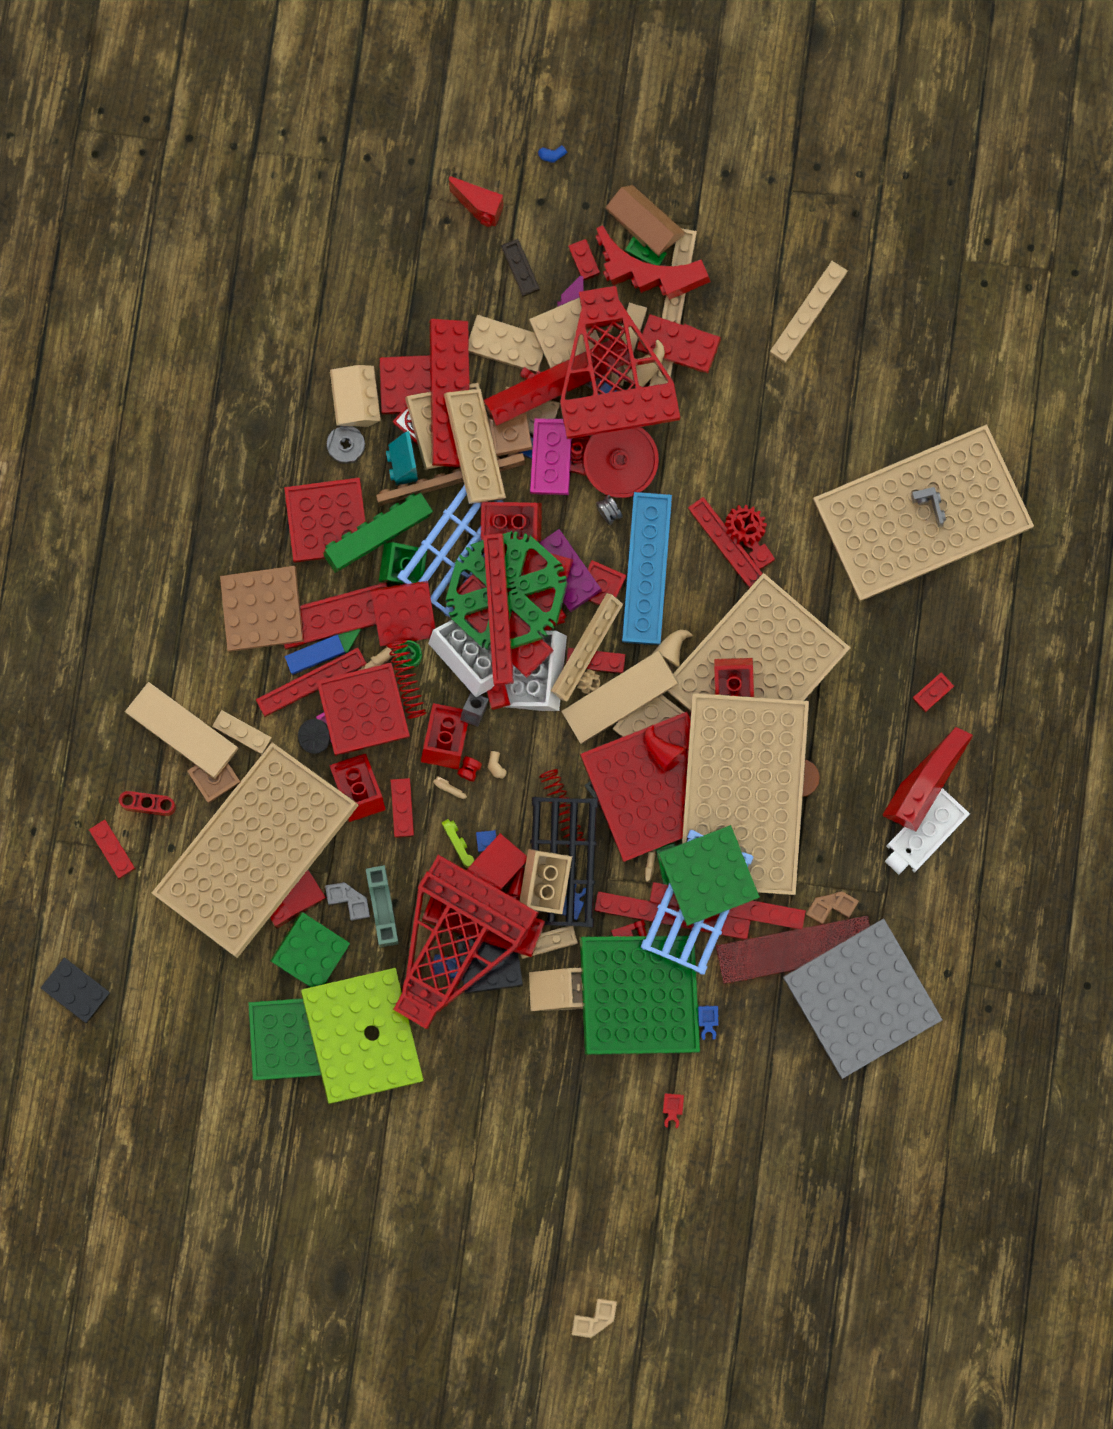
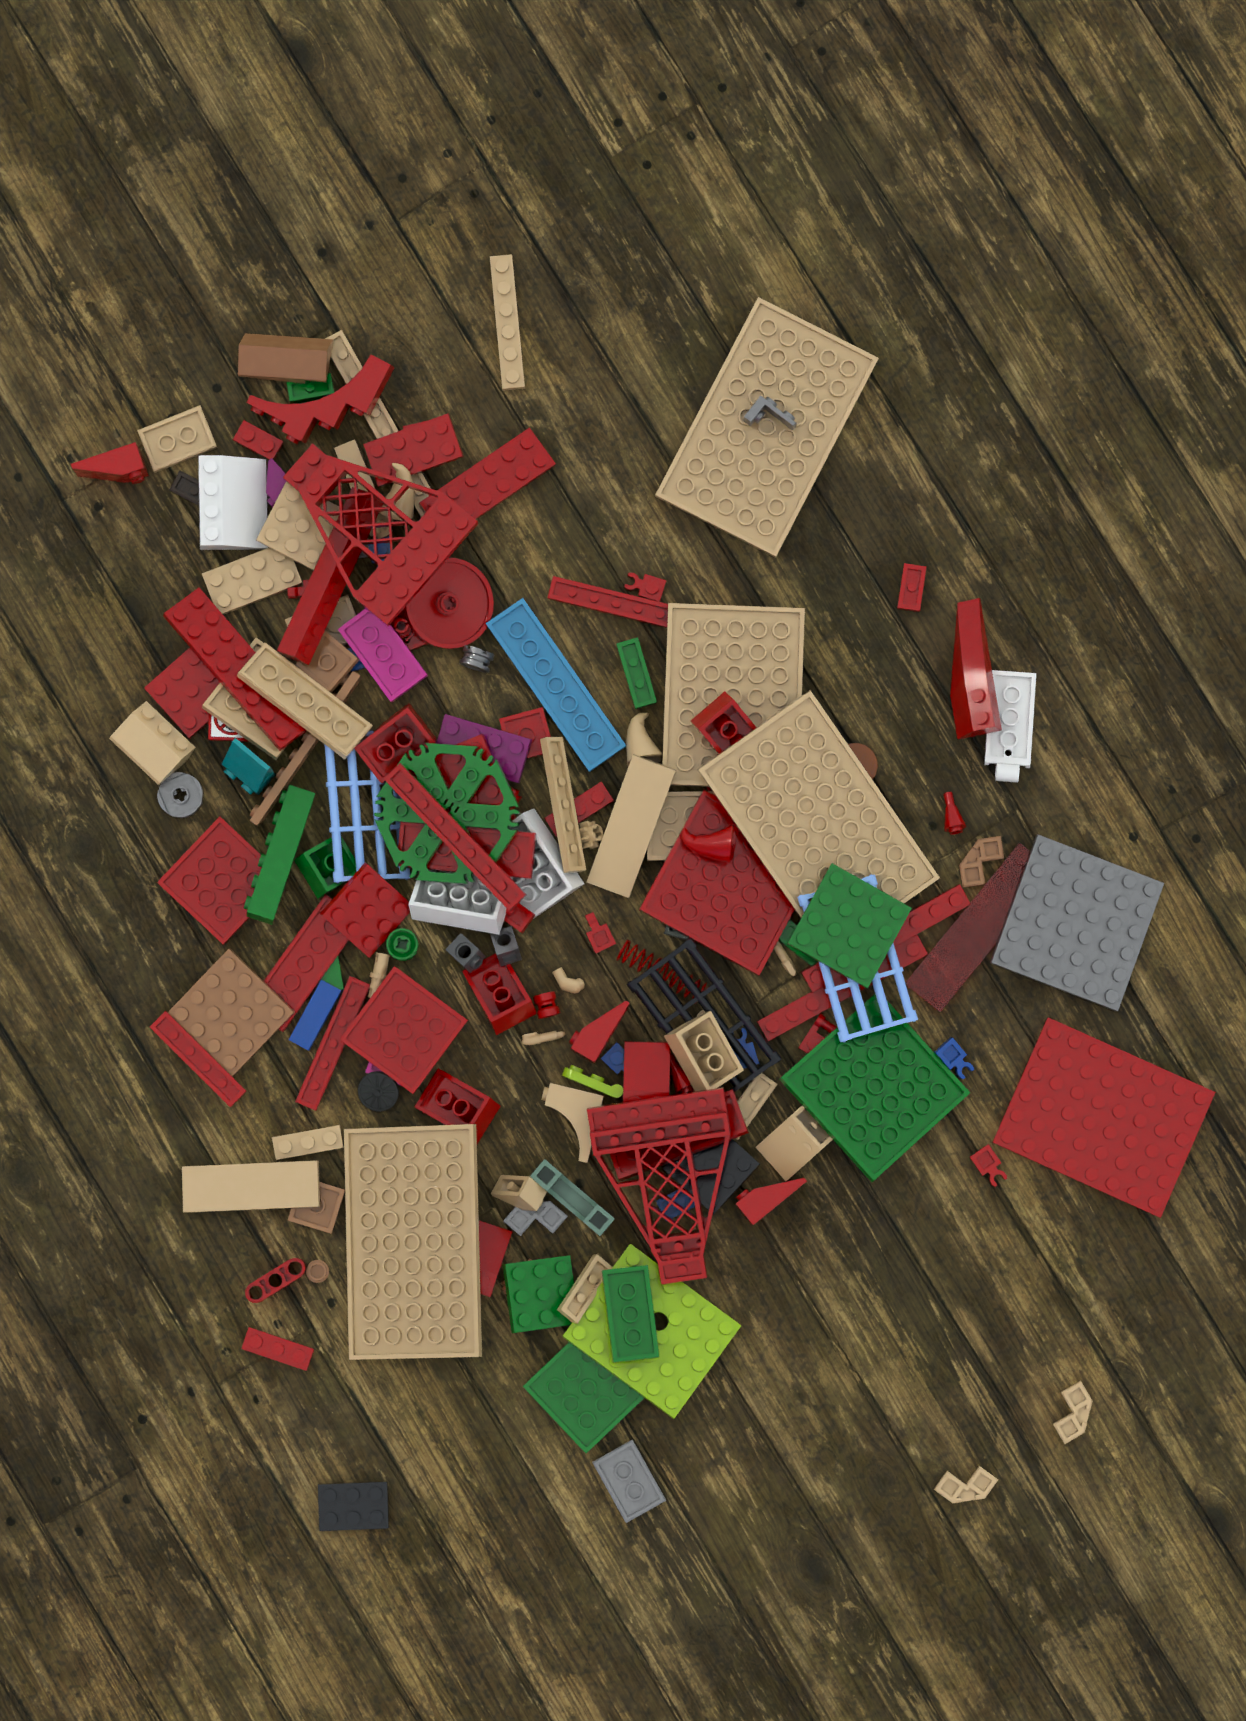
camera: 40 degrees left, 5 degrees up
(179, 820) = (317, 1271): none -> medium nougat plate
(216, 621) = (198, 1059): none -> red plate
(266, 1122) = (629, 1481): none -> flat silver tile
(340, 972) = (583, 1289): none -> tan plate
(351, 875) = (519, 1192): none -> tan slope
(356, 1011) = (630, 1314): none -> green plate
(402, 808) = (514, 1091): red plate -> none
(404, 677) = (390, 945): red piece -> none
(431, 845) = (574, 1105): none -> tan arch
(442, 686) = (460, 947): none -> dark grey brick
(475, 1307) = (976, 1488): none -> tan tile
(485, 813) = (594, 1037): none -> red slope
(504, 1009) = (762, 1200): none -> red slope
(533, 217) = (177, 439): none -> tan tile
(533, 283) = (231, 502): none -> white slope
(541, 752) = (599, 936): none -> red plate
(550, 155) = (145, 366): blue arm -> none
(705, 603) = (636, 673): none -> green plate
(720, 404) = (497, 475): none -> red plate
(736, 521) = (604, 575): red gear -> none
(775, 1141) = (1103, 1117): none -> red plate
(836, 864) = (953, 820): none -> red cone

